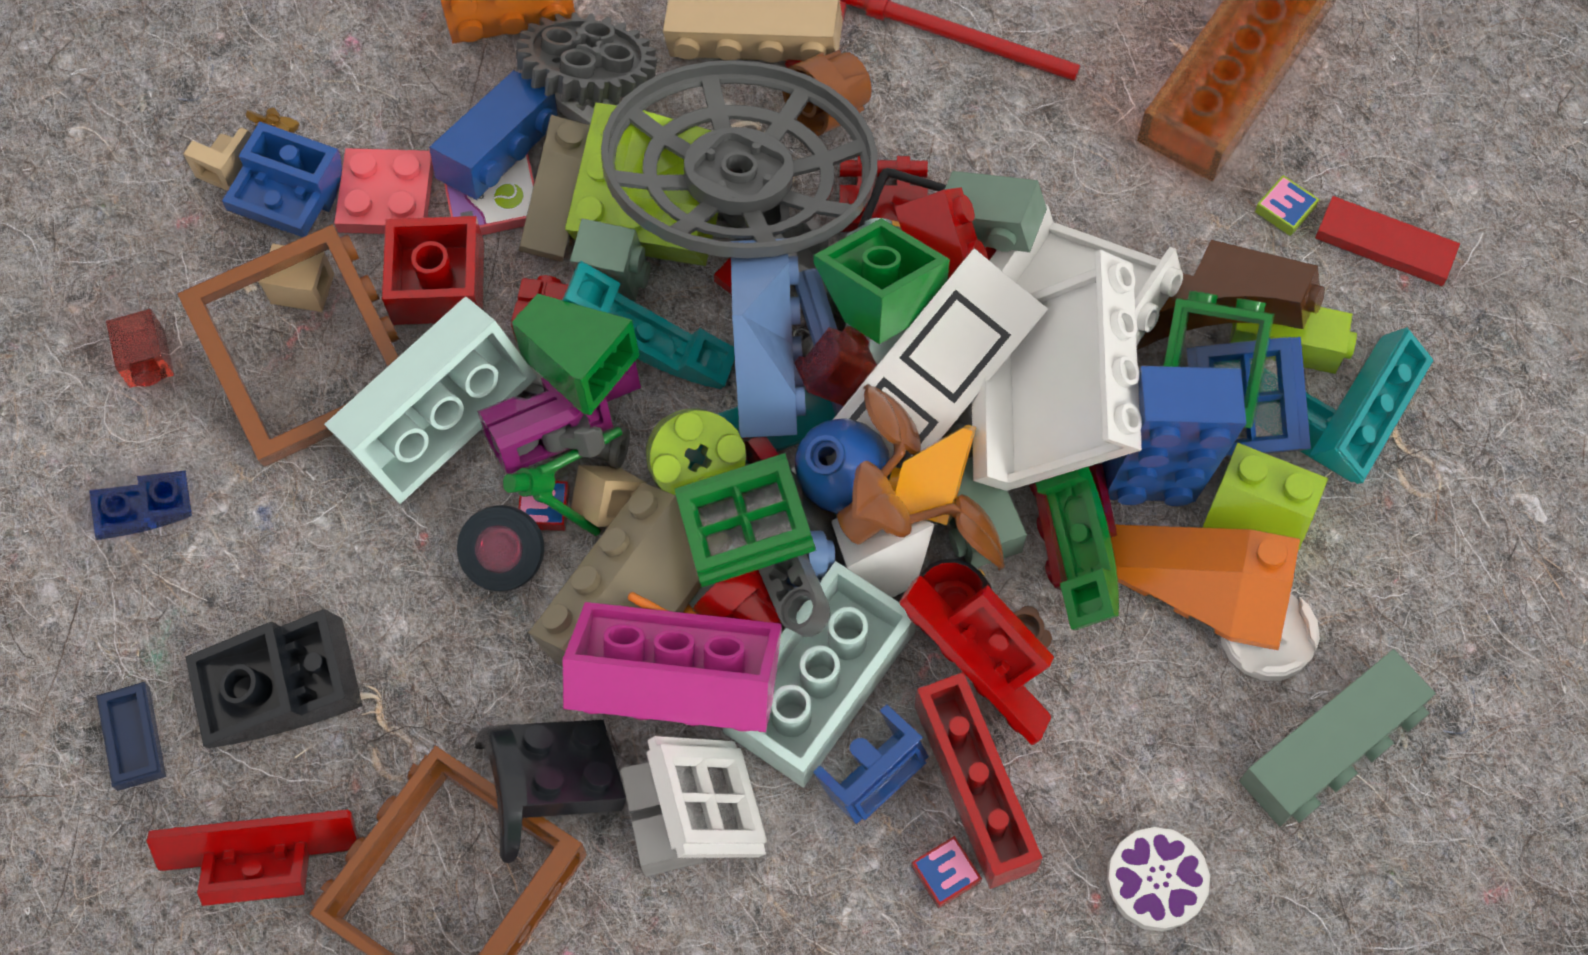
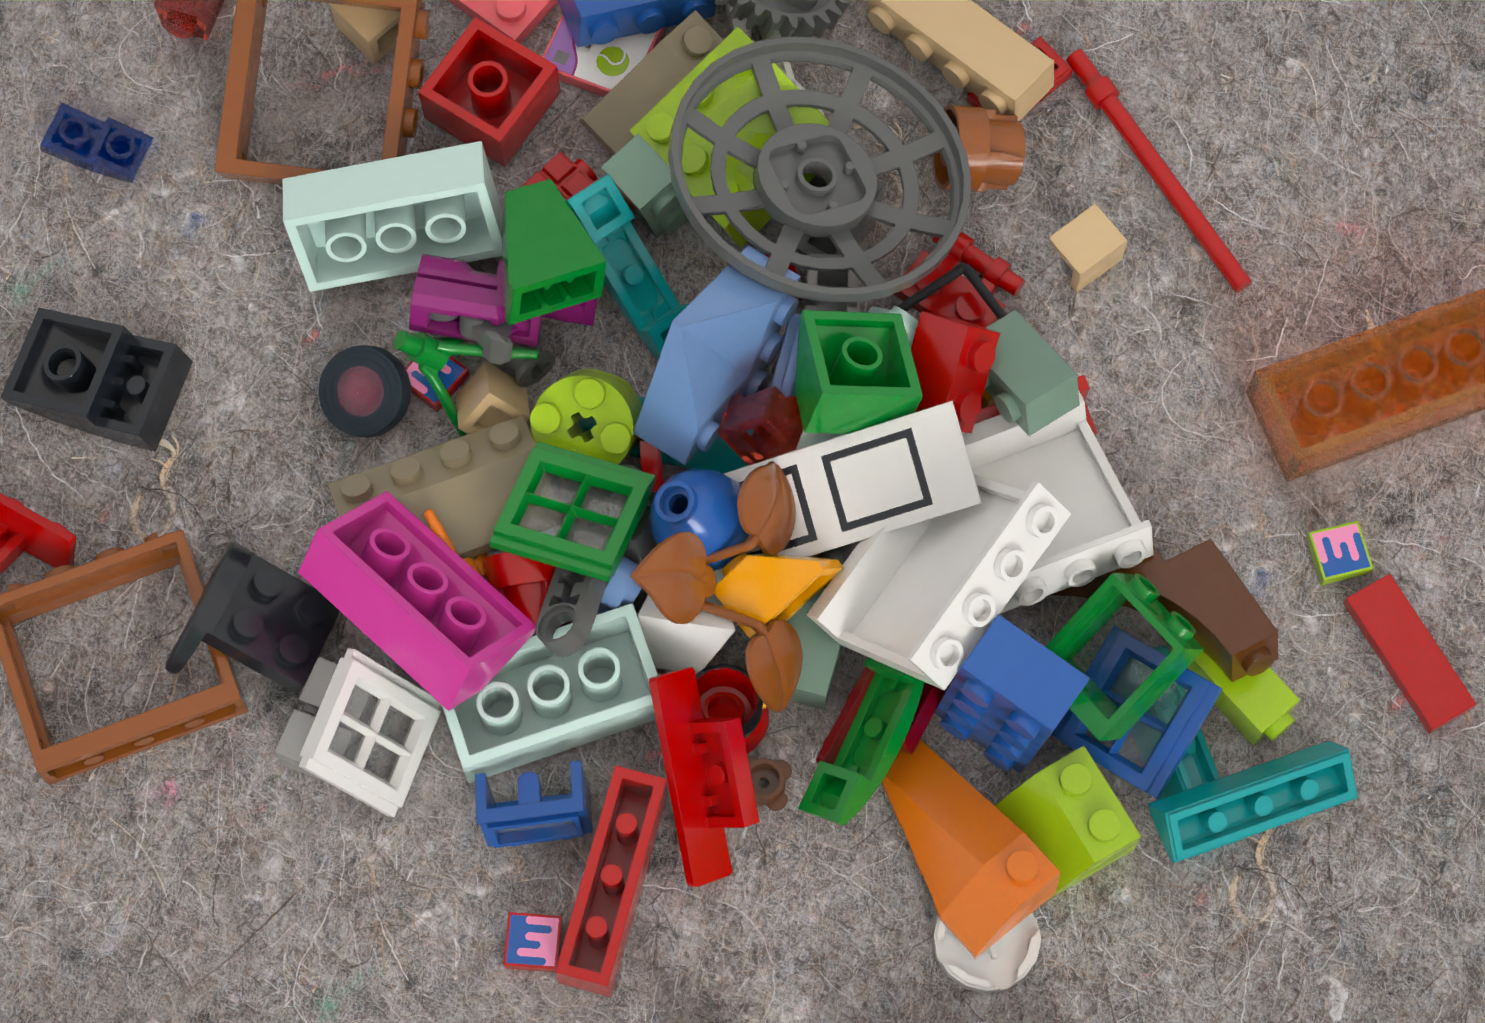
camera: 35 degrees right, 5 degrees up
(956, 106) = (1089, 246): none -> tan panel

